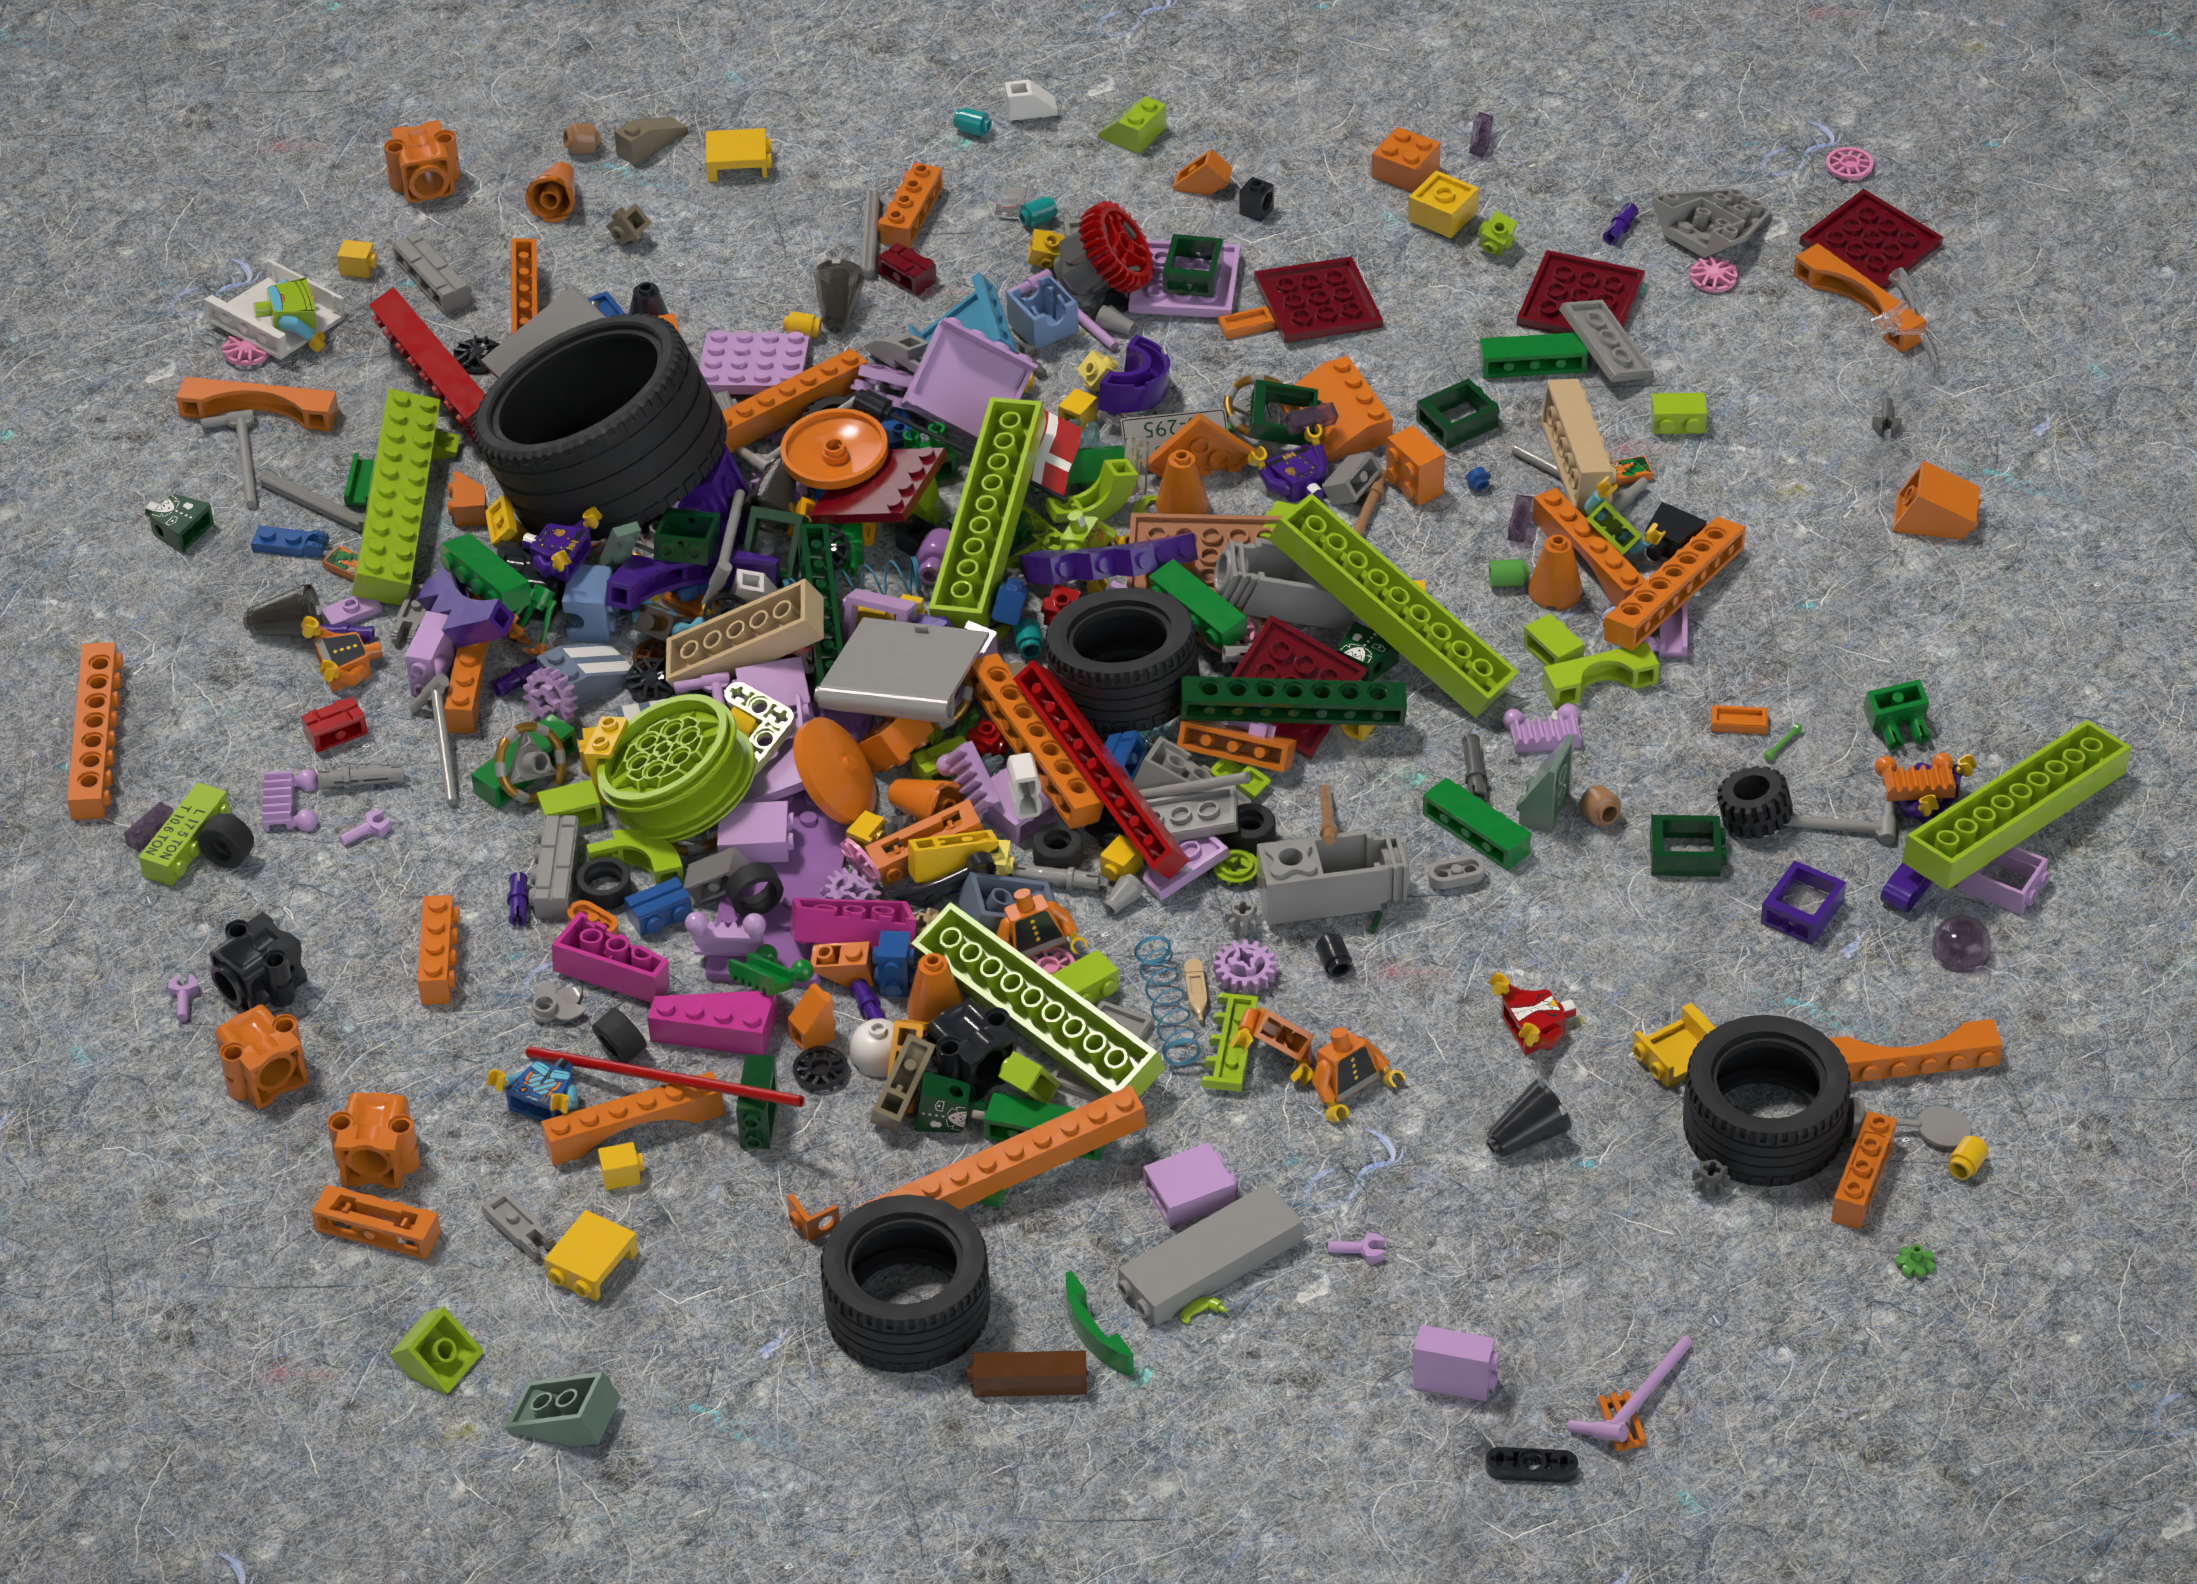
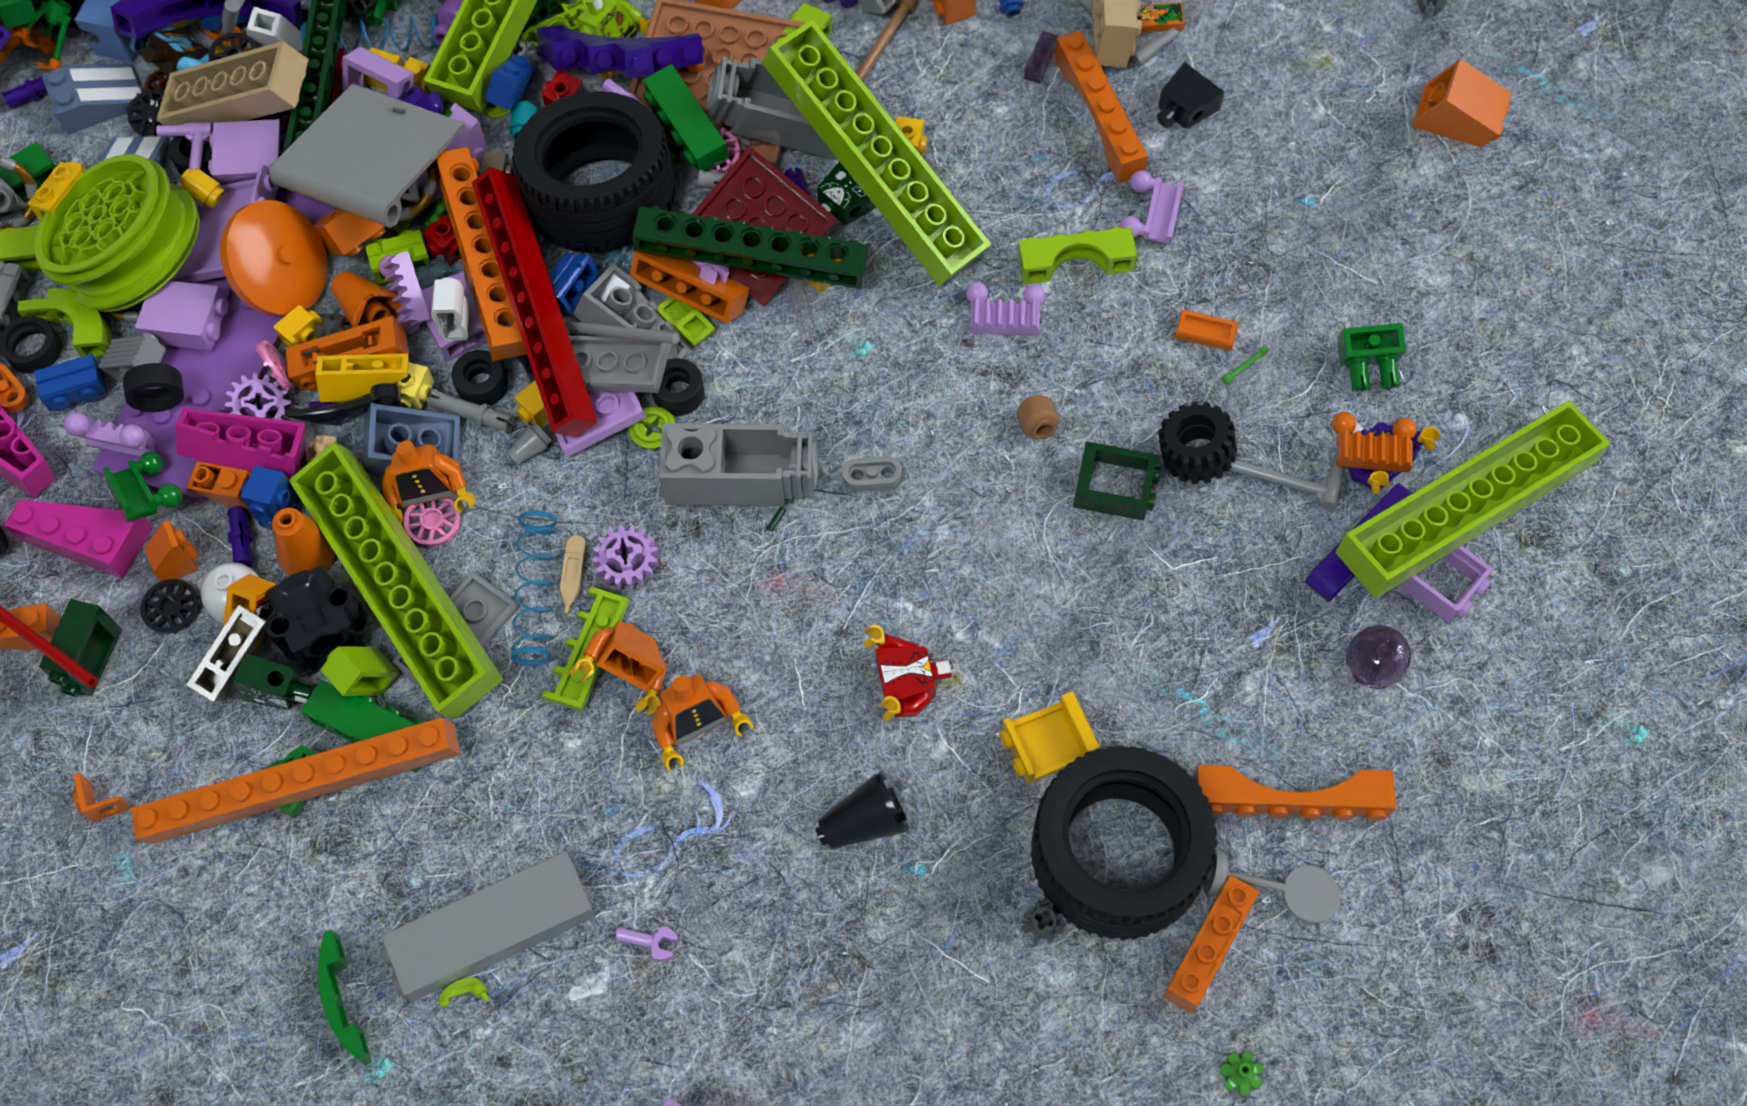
camera: 10 degrees right, 20 degrees up
(550, 696) = (40, 122): lavender gear -> none
(768, 722) = (226, 195): yellowish green beam -> none
(902, 1232) = (95, 884): black tyre -> none
(1028, 1373) = (255, 1052): reddish brown brick -> none
(1090, 977) = (459, 548): lime brick -> none
(1189, 1184) = (493, 829): lavender brick -> none
(1242, 917) = (640, 494): light grey gear -> none
(1328, 829) = (737, 421): medium nougat bar -> none
(1334, 954) = (720, 556): black brick -> none
(1475, 775) = (921, 357): dark grey pin -> none
(1477, 823) = (908, 417): green brick -> none
(1507, 573) = (1013, 119): bright green brick -> none
(1548, 789) = (987, 392): sand green slope -> none
(1552, 641) = (1037, 209): lime brick -> none
(1556, 575) = (1058, 133): orange cone -> none
(1614, 525) = (1131, 84): torso -> none
(1674, 583) = (1173, 162): orange brick -> none
(1805, 900) = (1222, 574): dark purple window -> none
(1967, 1157) = (1328, 946): yellow brick -> none

